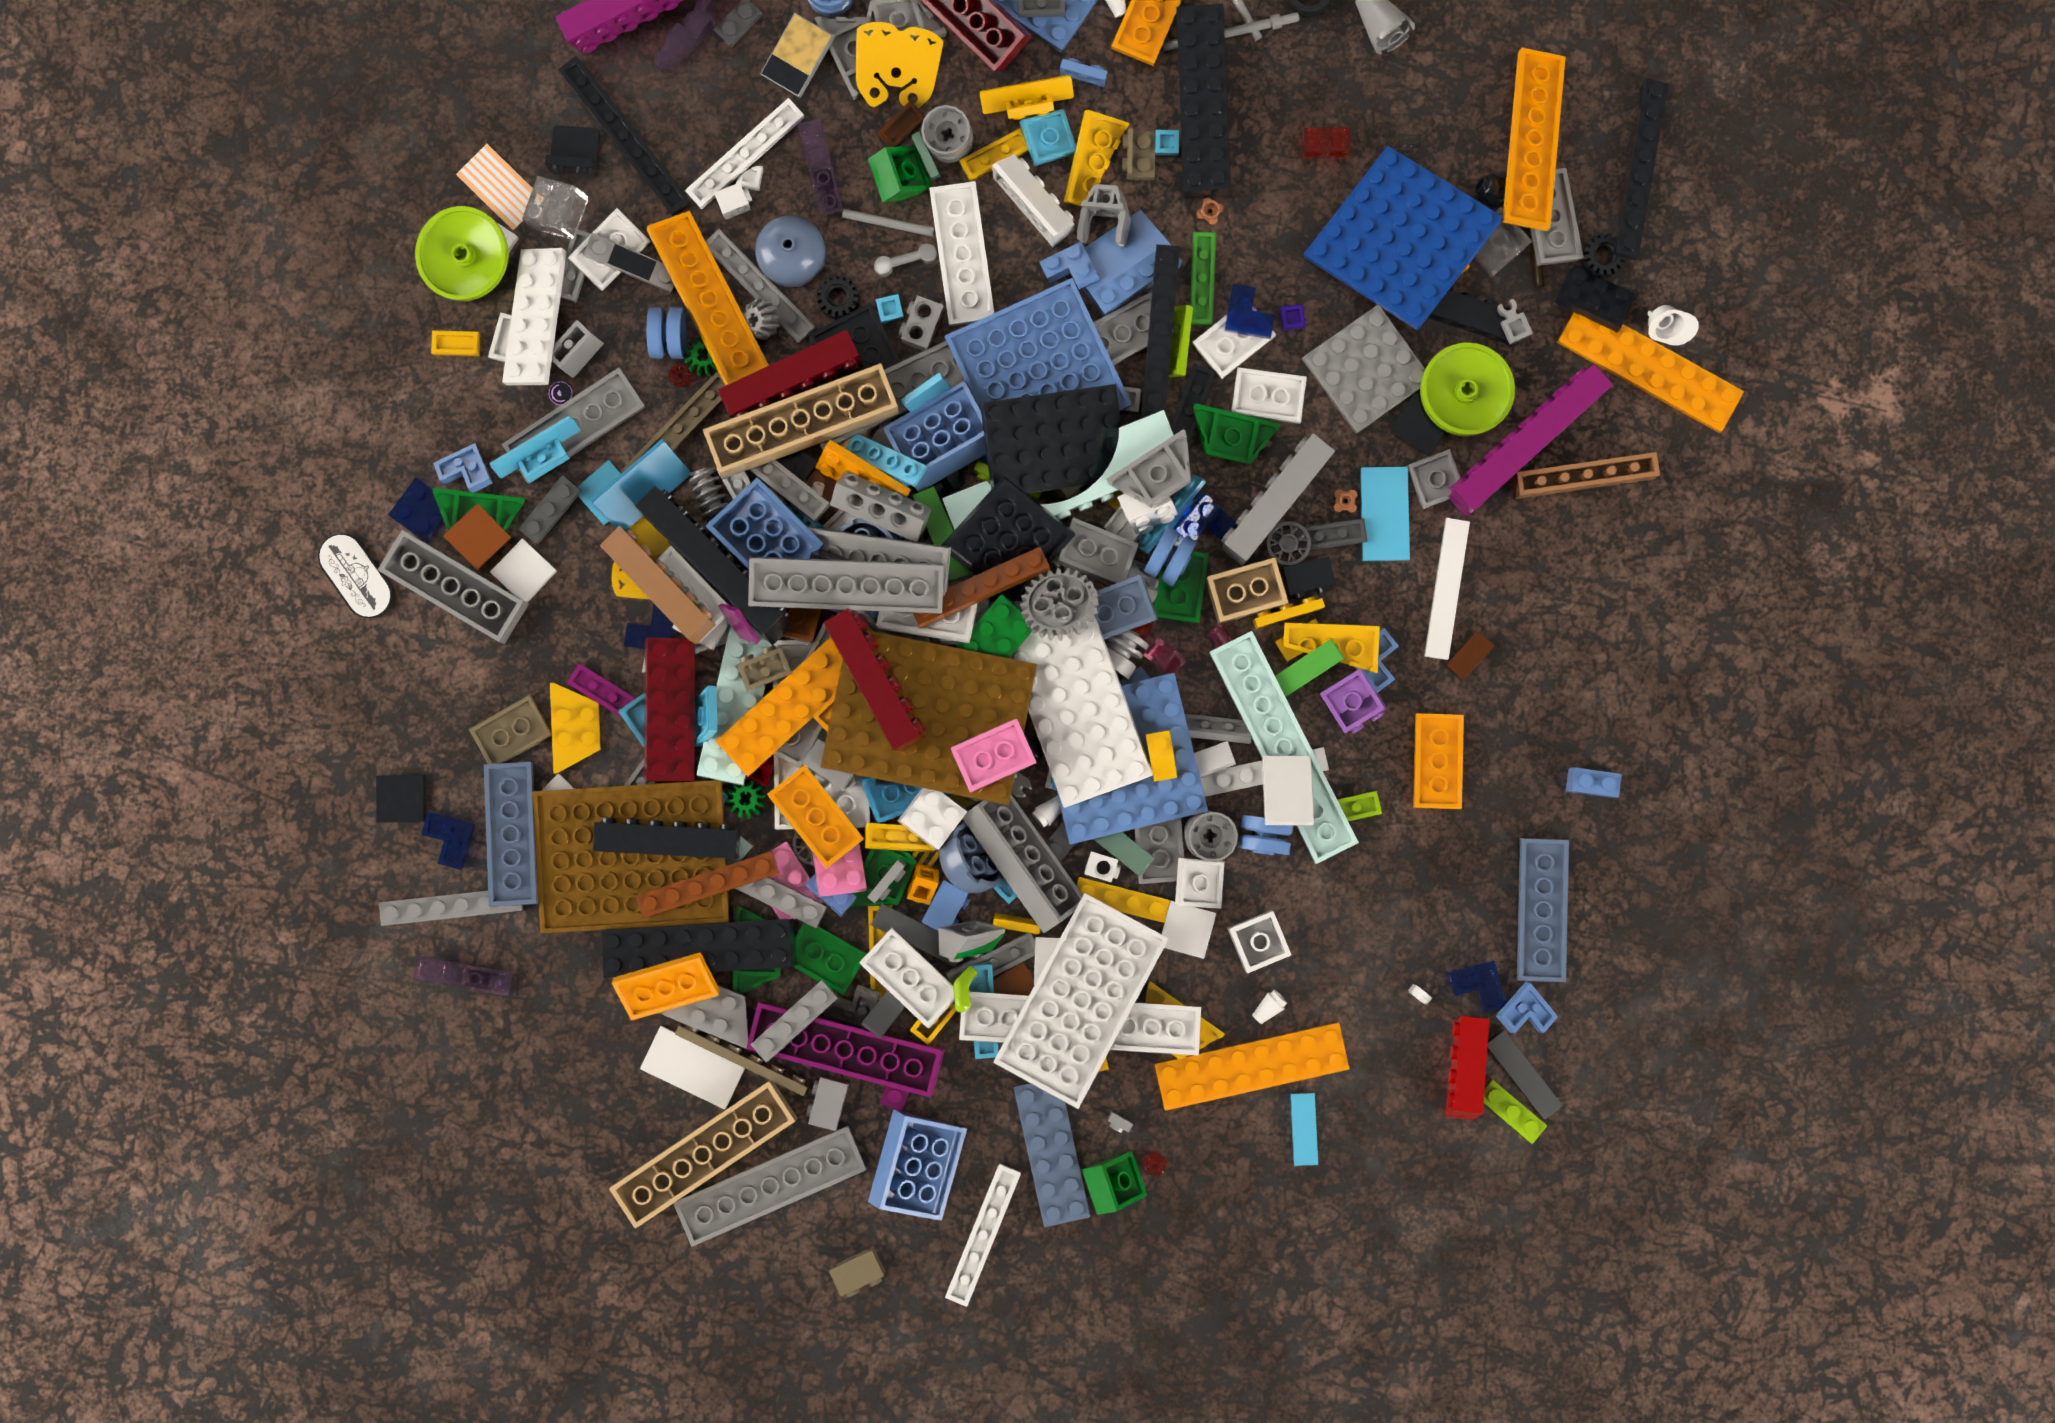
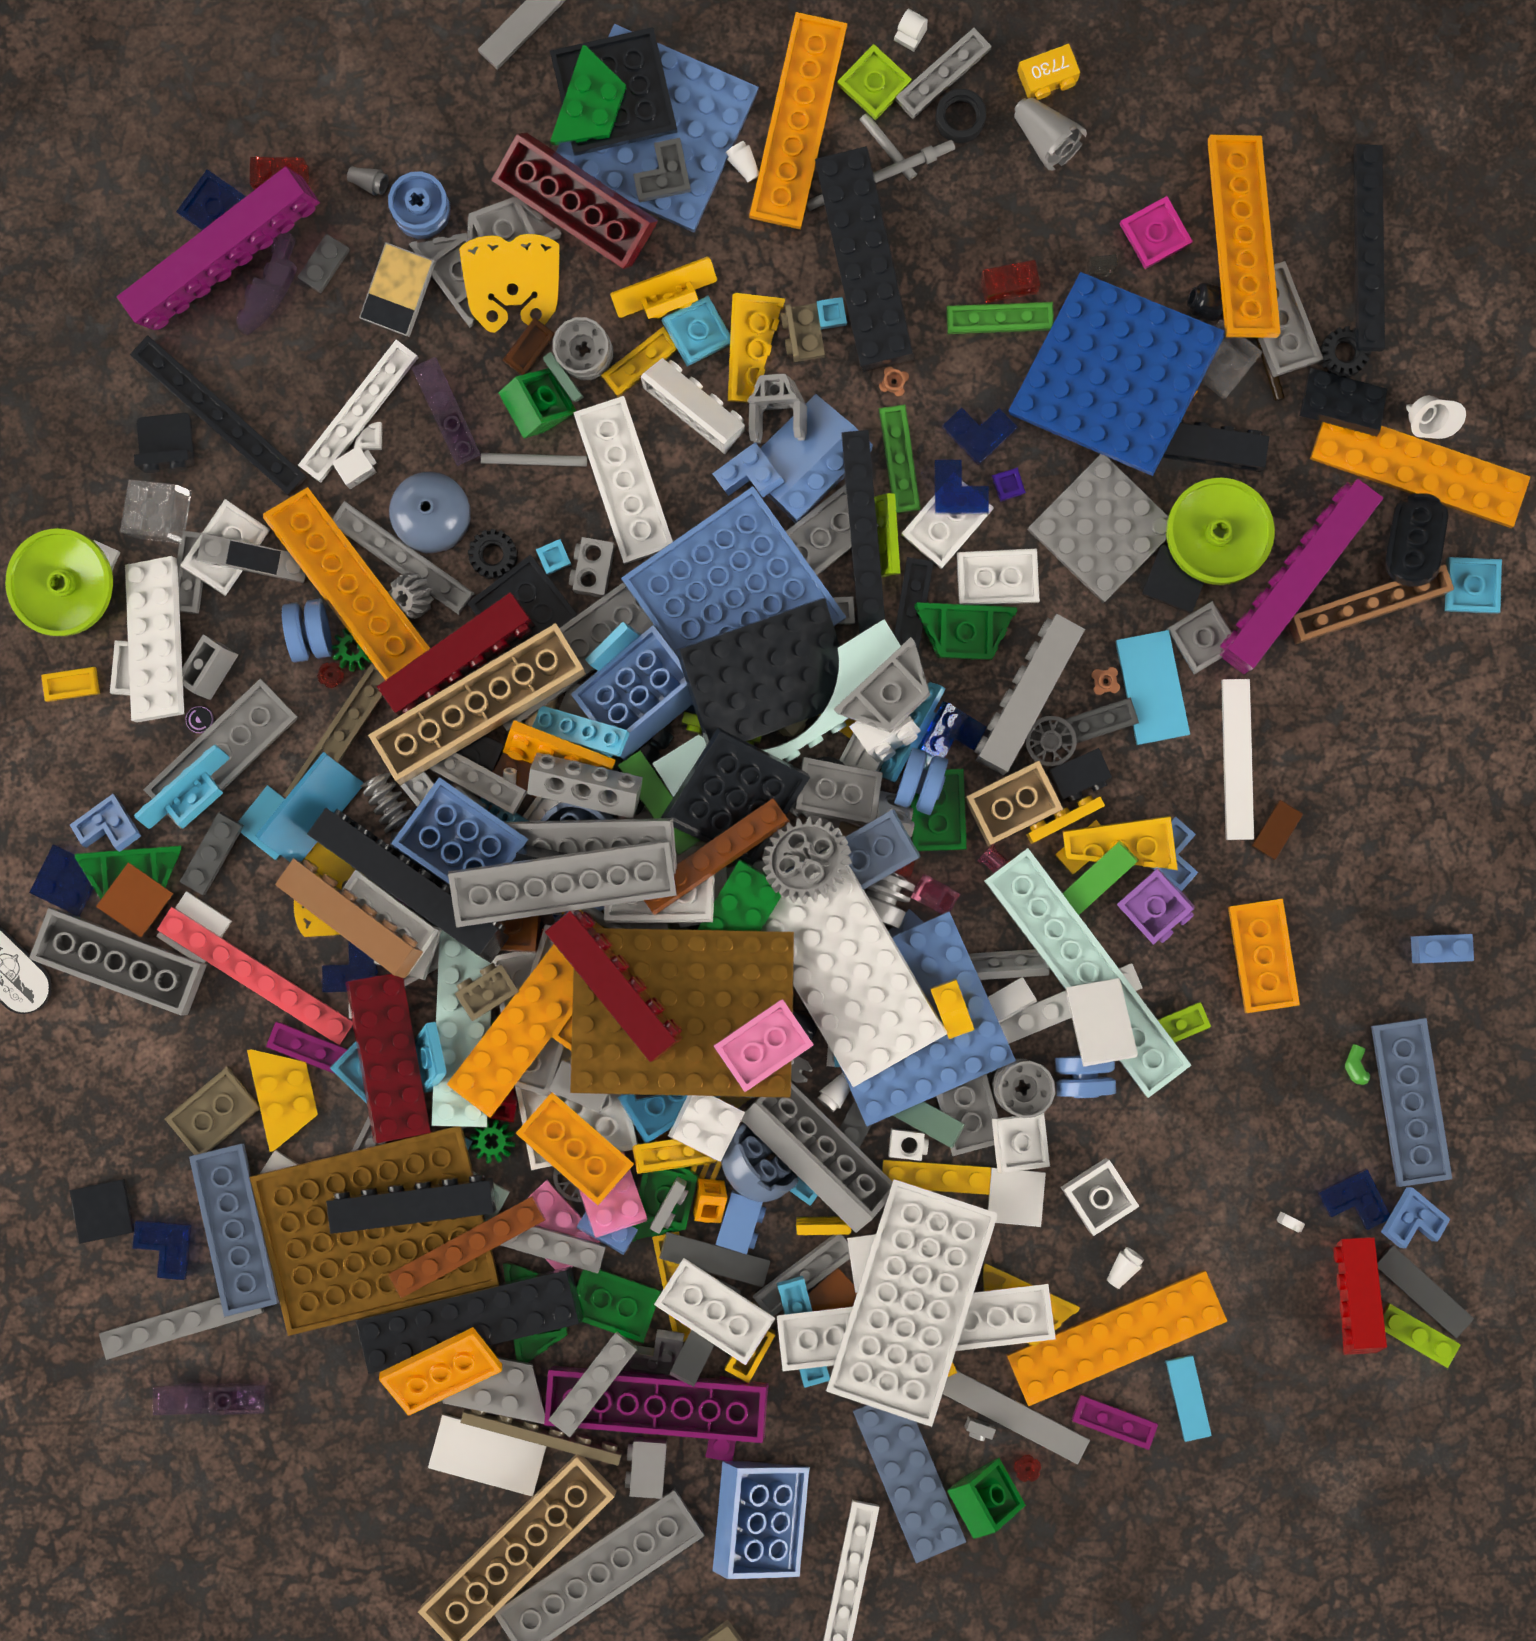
camera: 10 degrees left, 0 degrees up
(497, 185) = (85, 497): sticker -> none
(569, 621) = (255, 975): none -> coral plate
(739, 623) = (449, 946): magenta piece -> none
(884, 265) = (539, 509): light grey bar -> none
(961, 989) = (775, 1314): lime arm -> none
(968, 939) = (772, 1255): light grey slope -> none
(1091, 74) = (732, 251): medium blue plate -> none
(1152, 1117) = (1016, 1416): none -> light grey tile
(1236, 1137) = (1114, 1422): none -> magenta plate
(1275, 274) = (976, 439): none -> clear blue plate
(1311, 173) = (999, 318): none -> bright green tile
(1459, 123) = (1156, 232): none -> dark pink plate
(1499, 870) = (1354, 1066): none -> bright green arm
(1515, 326) = (1262, 450): light grey plate -> none
(1635, 427) = (1416, 540): none -> black tile
(1679, 476) = (1475, 585): none -> medium azure tile

